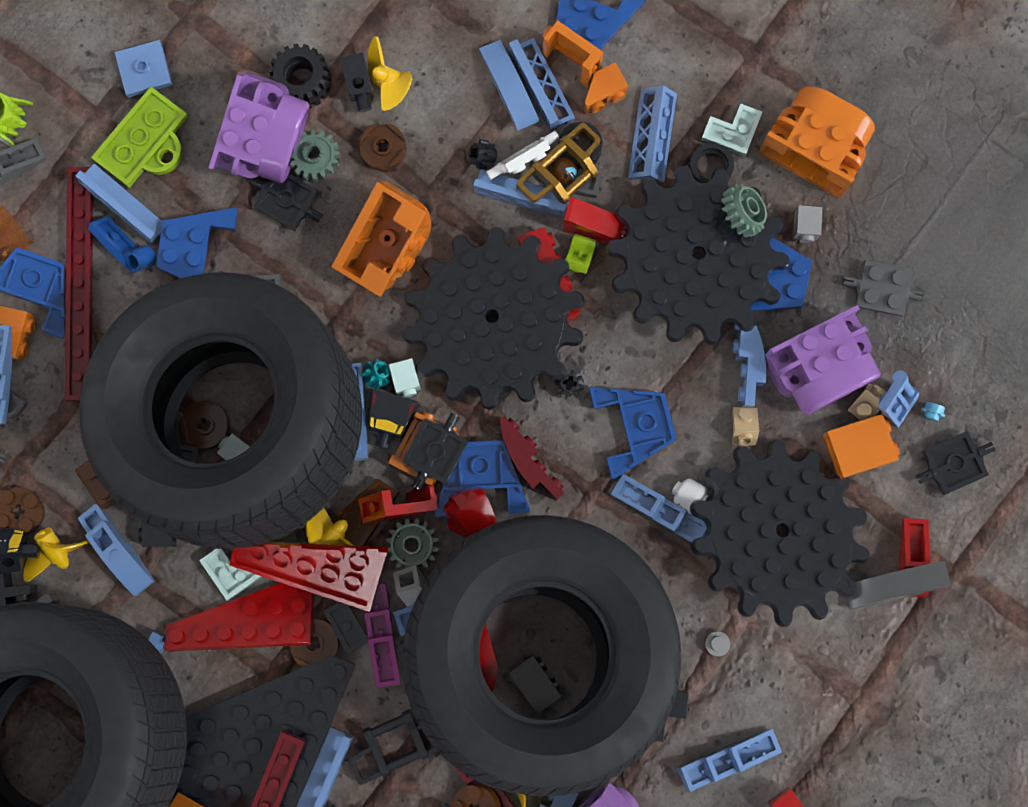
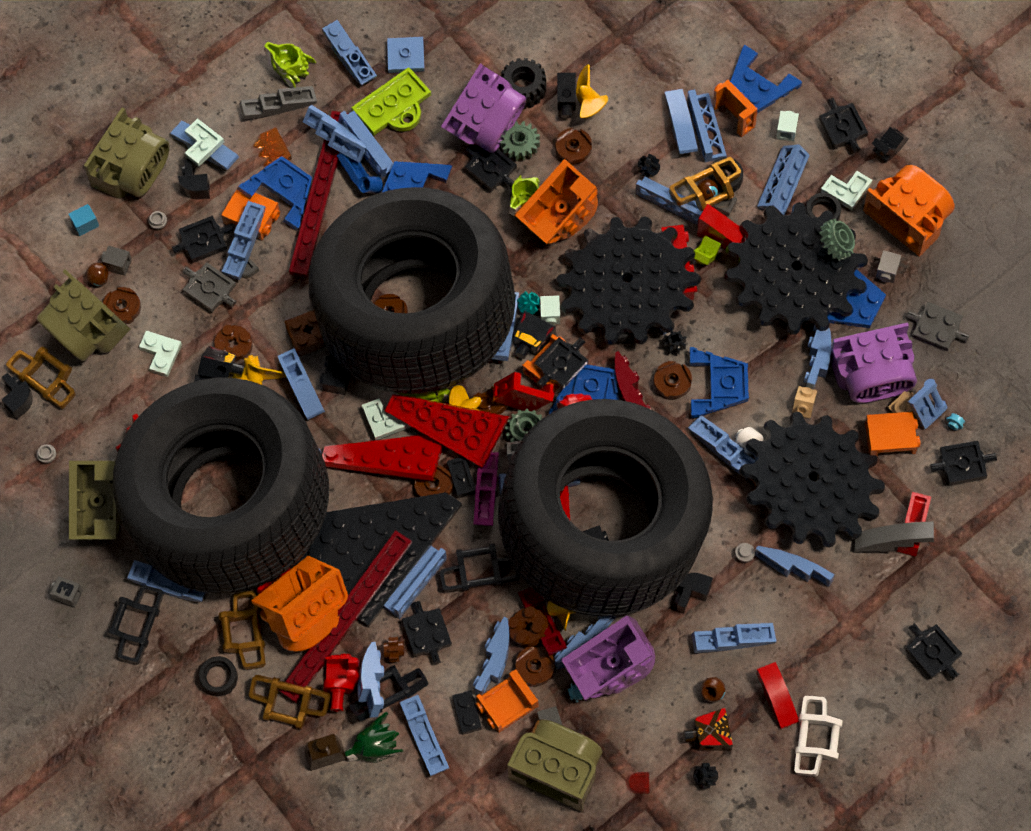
camera: 15 degrees right, 15 degrees down
(70, 83) = (348, 54): none -> medium blue slope
(71, 198) = (334, 132): none -> medium blue slope
(334, 229) = (521, 192): none -> lime piece
(516, 162) = (671, 175): white plate -> none
(591, 436) = (674, 370): none -> reddish brown plate
(605, 87) = (754, 139): orange slope -> none
(641, 61) = (787, 125): none -> light aqua brick
(709, 45) = (843, 125): none -> black plate
(773, 58) = (889, 144): none -> black brick
(774, 647) = (787, 562): none -> medium blue slope
(974, 720) = (933, 651): none -> black plate

